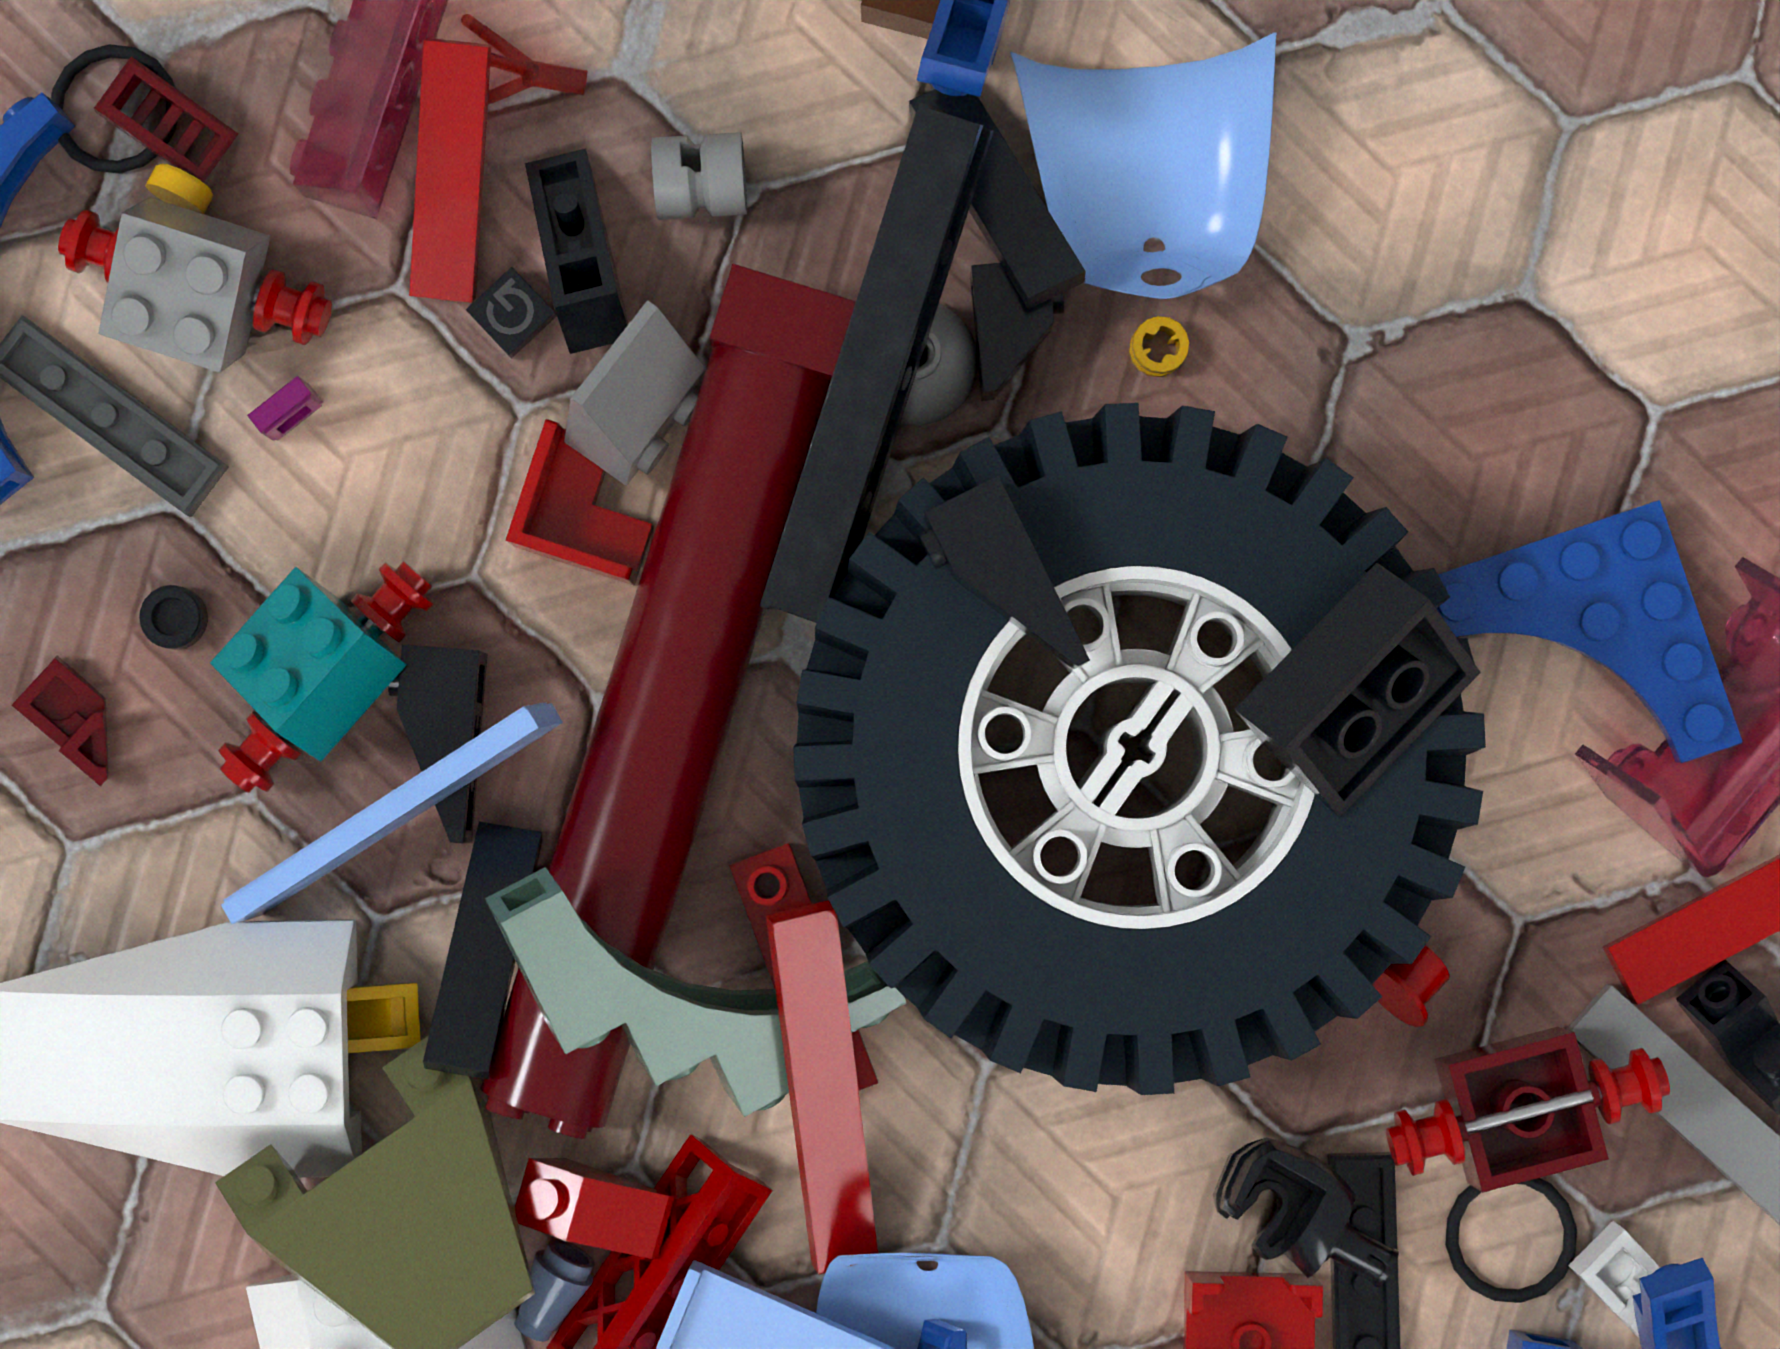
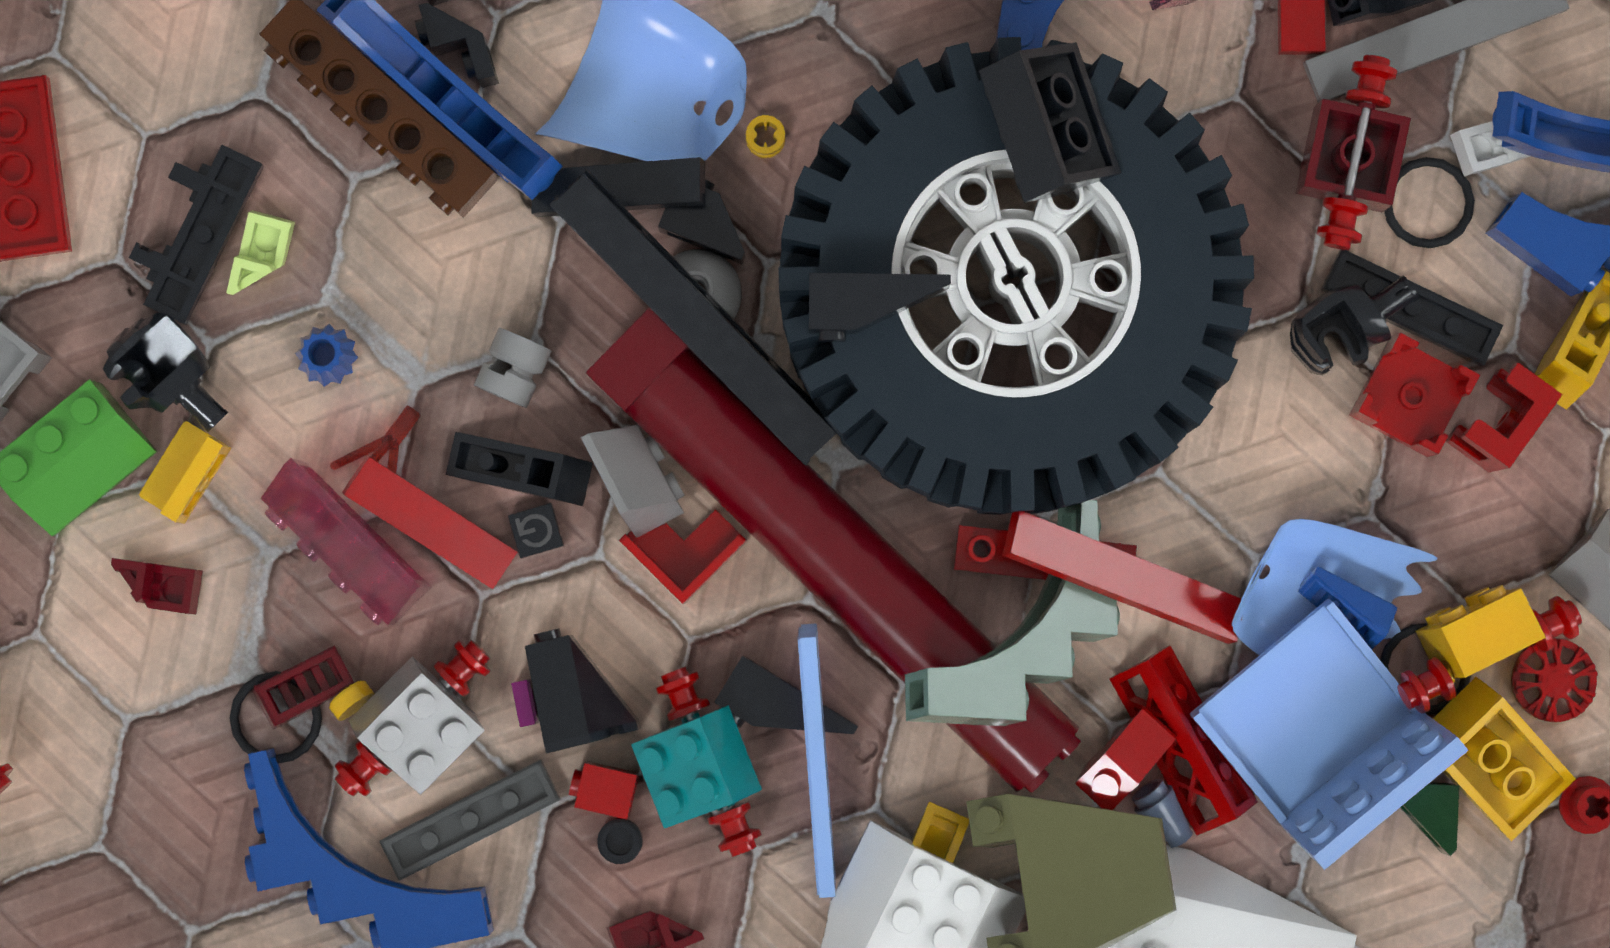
camera: 60 degrees left, 0 degrees up
(225, 564) = (604, 789): none -> red brick
(322, 463) = (573, 694): none -> black slope
(479, 958) = (931, 748): black tile -> none
(1410, 986) = (1244, 184): red piece -> none

